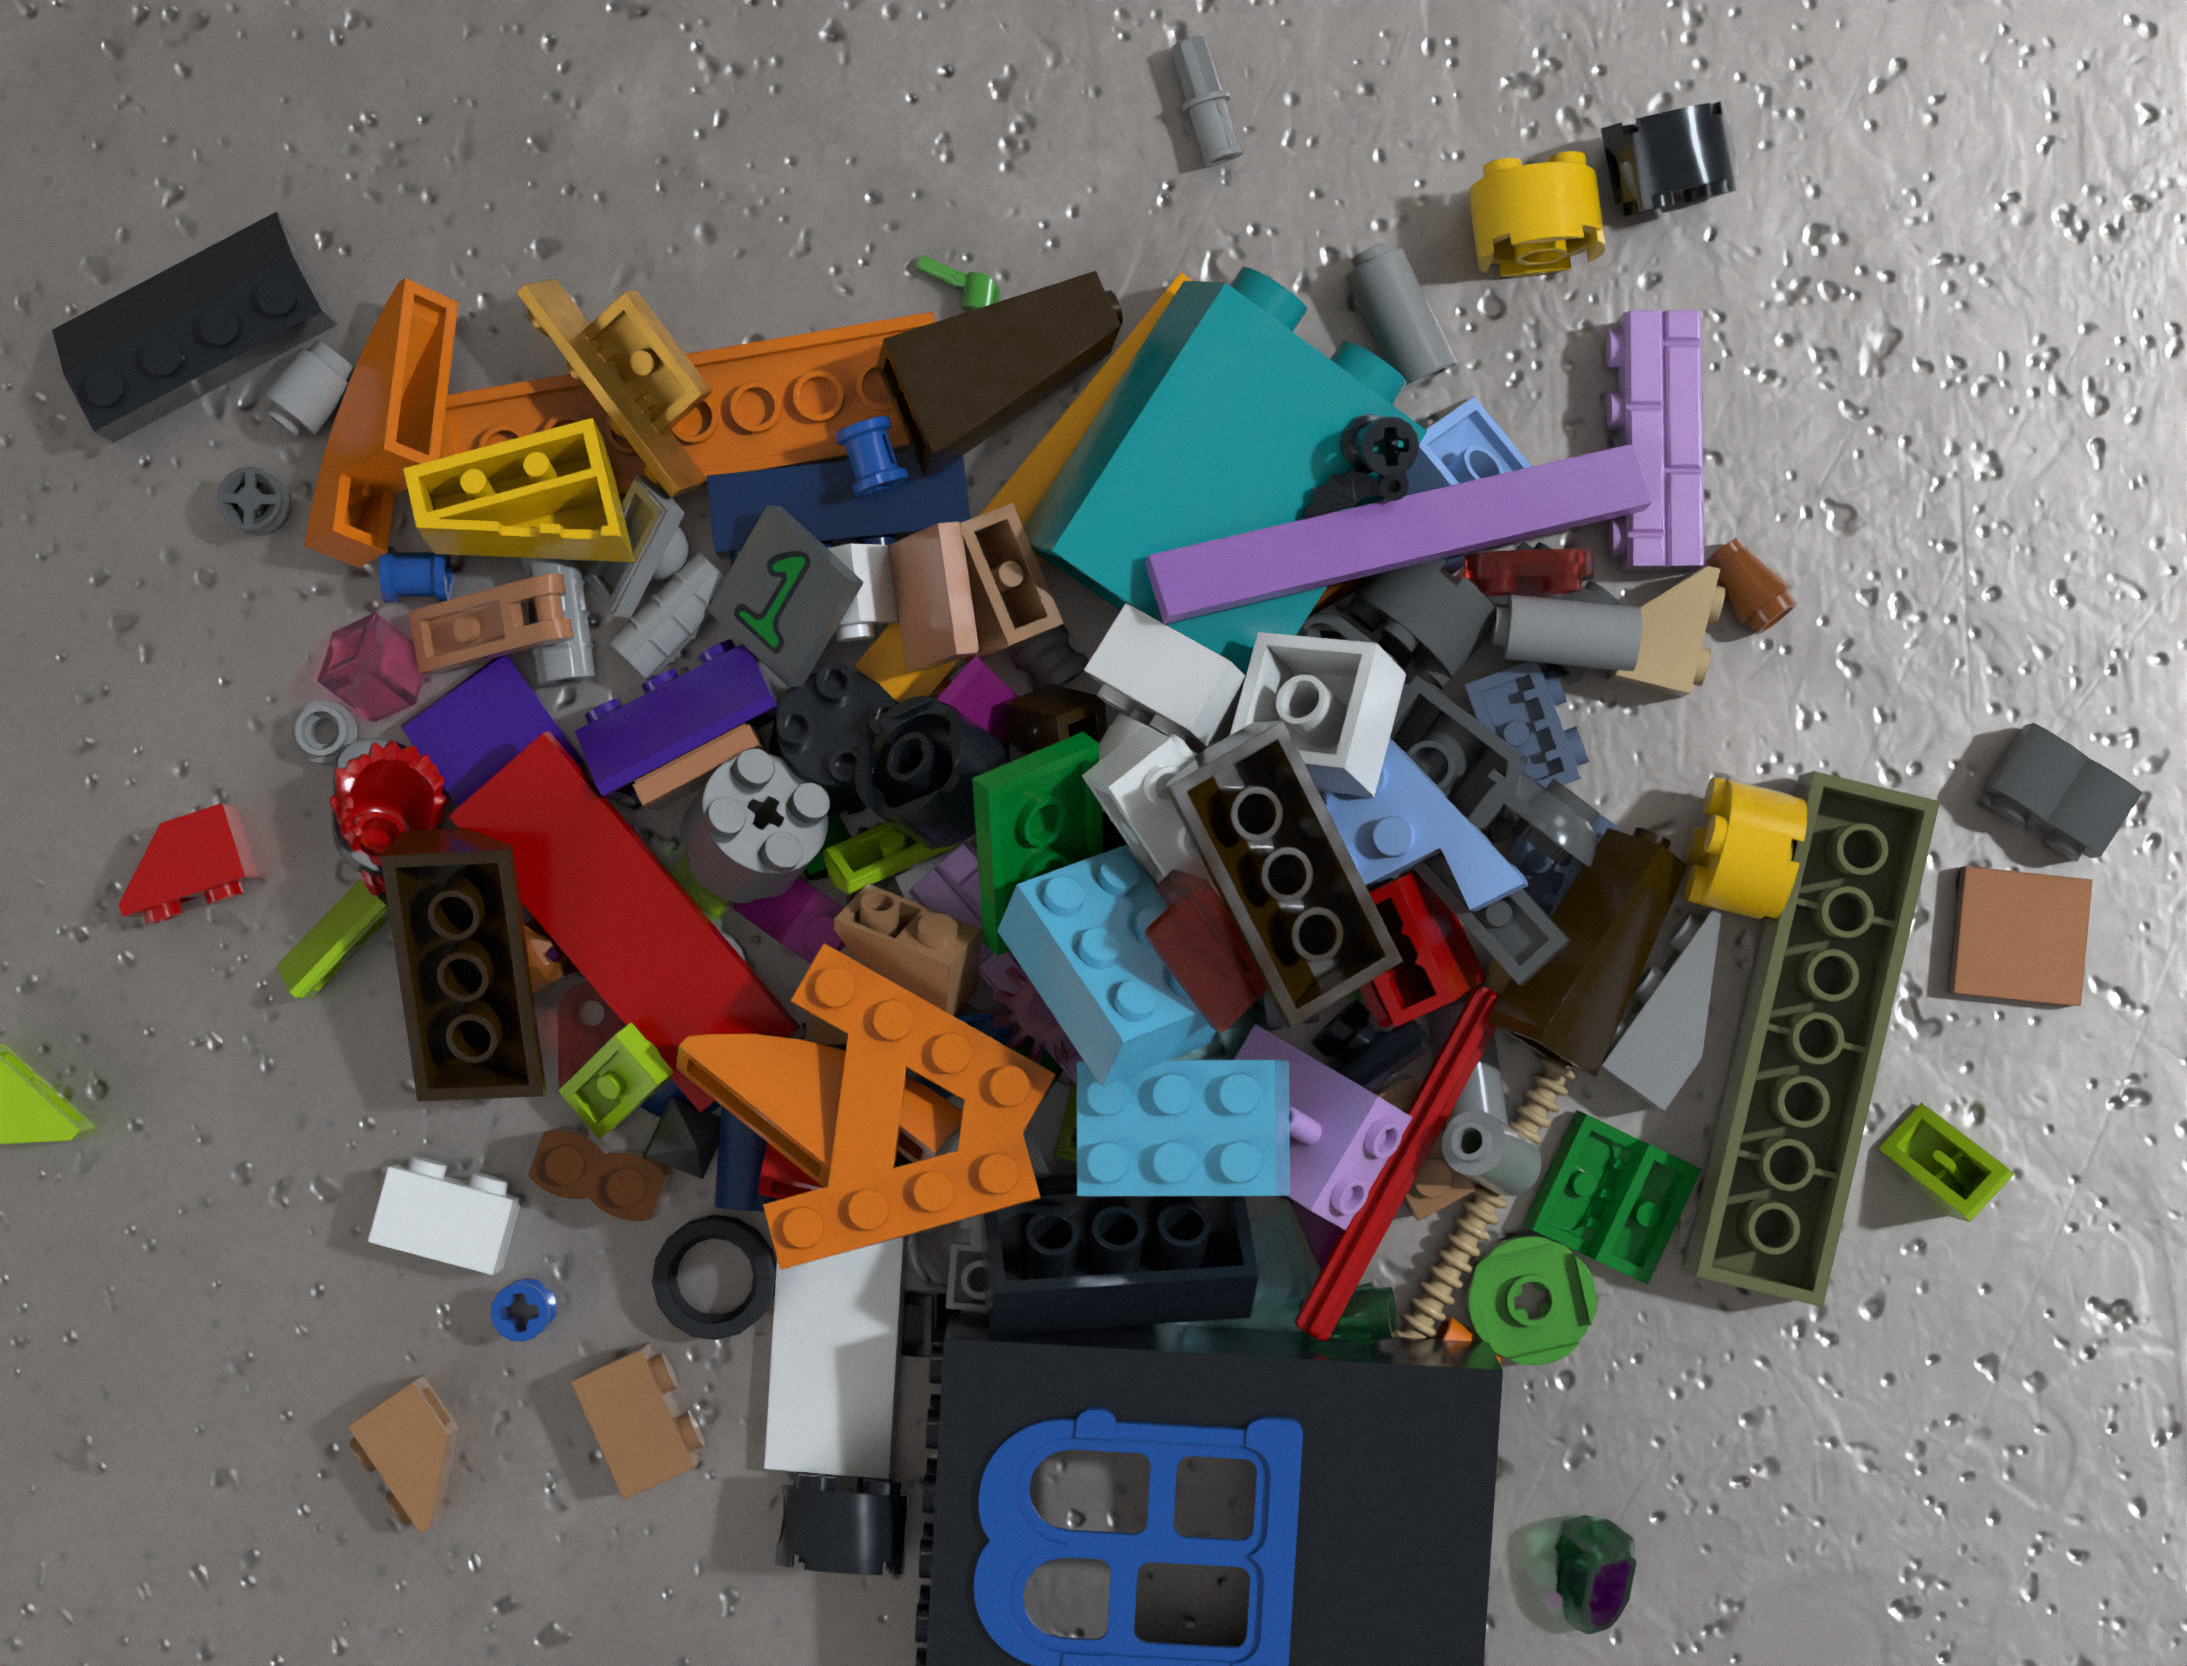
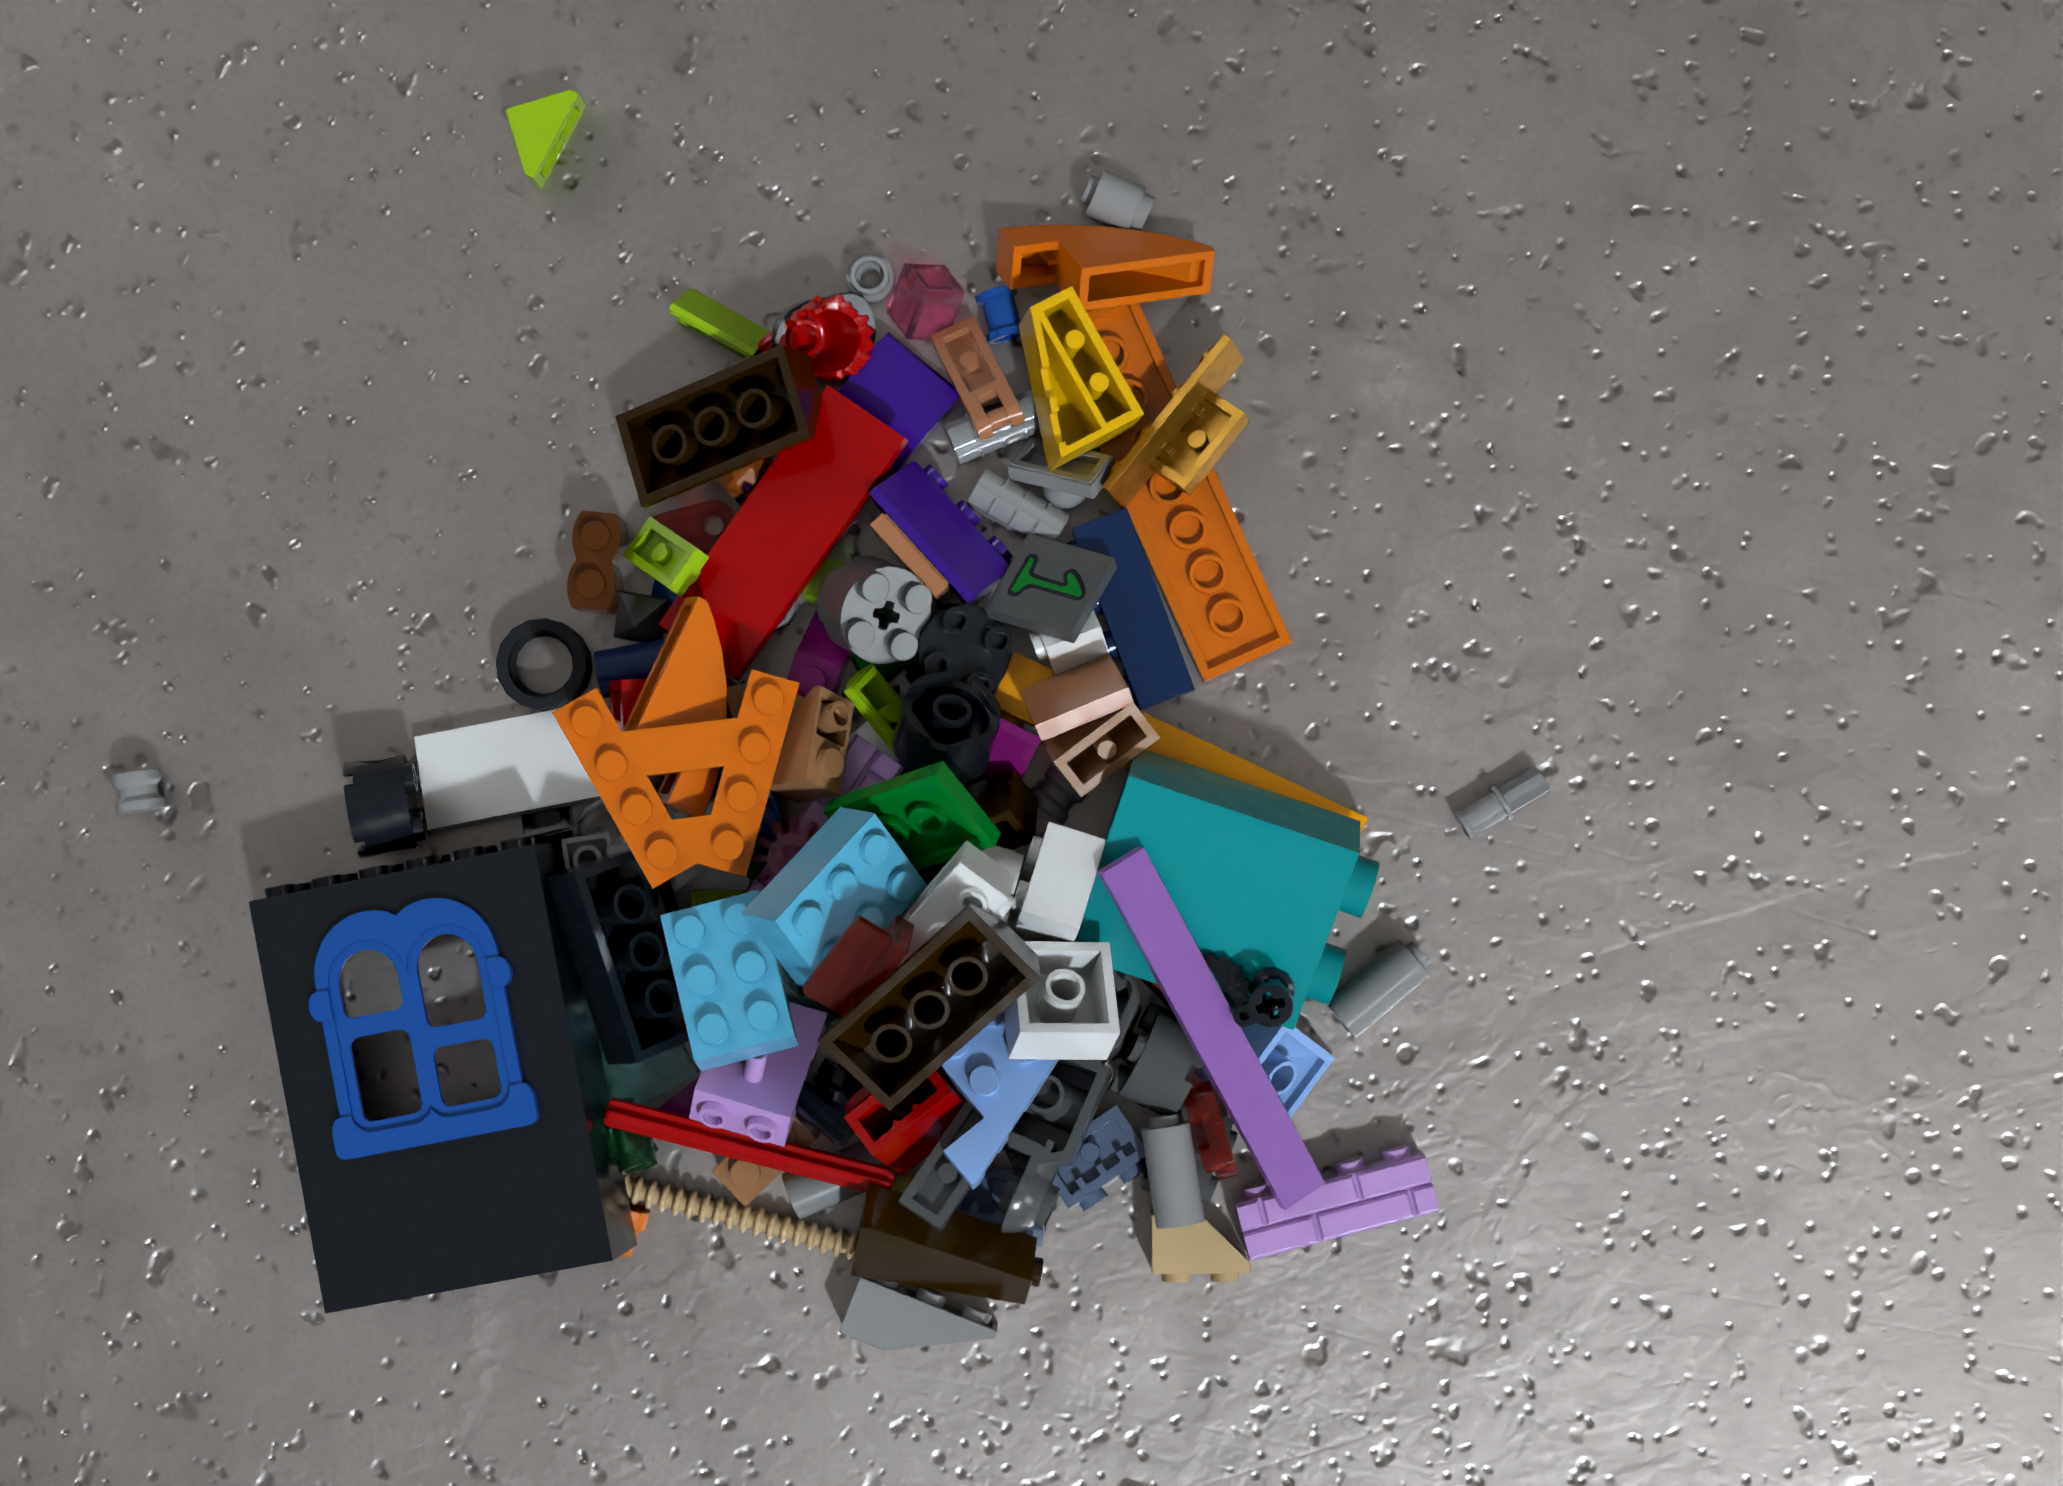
camera: 85 degrees right, 0 degrees up
(188, 860) = (751, 204): red slope -> none
(191, 329) = (1140, 103): black slope -> none
(241, 499) = (1023, 173): dark grey wheel -> none
(412, 1448) = (365, 477): medium nougat slope -> none
(446, 1216) = (539, 458): white brick -> none
(512, 1325) = (472, 525): blue bush -> none
(639, 1420) = (426, 636): medium nougat brick -> none
(871, 456) = (1170, 624): blue bush -> none
(978, 287) = (1316, 673): bright green hand -> none
(994, 363) = (1261, 694): dark brown slope -> none
(1491, 1153) = (773, 1211): light grey brick -> none
(1536, 215) = (1479, 1070): yellow brick -> none
(1562, 1319) = (667, 1294): bright green plate -> none
(1593, 1572) = (488, 1365): clear green rock -> none
(1612, 1197) = (767, 1309): green slope -> none
(1671, 154) = (1549, 1159): black brick -> none
(1745, 849) = (1047, 1343): yellow brick -> none
(1752, 587) = (1245, 1300): dark orange cone -> none
(1812, 1042) = (919, 1428): olive brick -> none

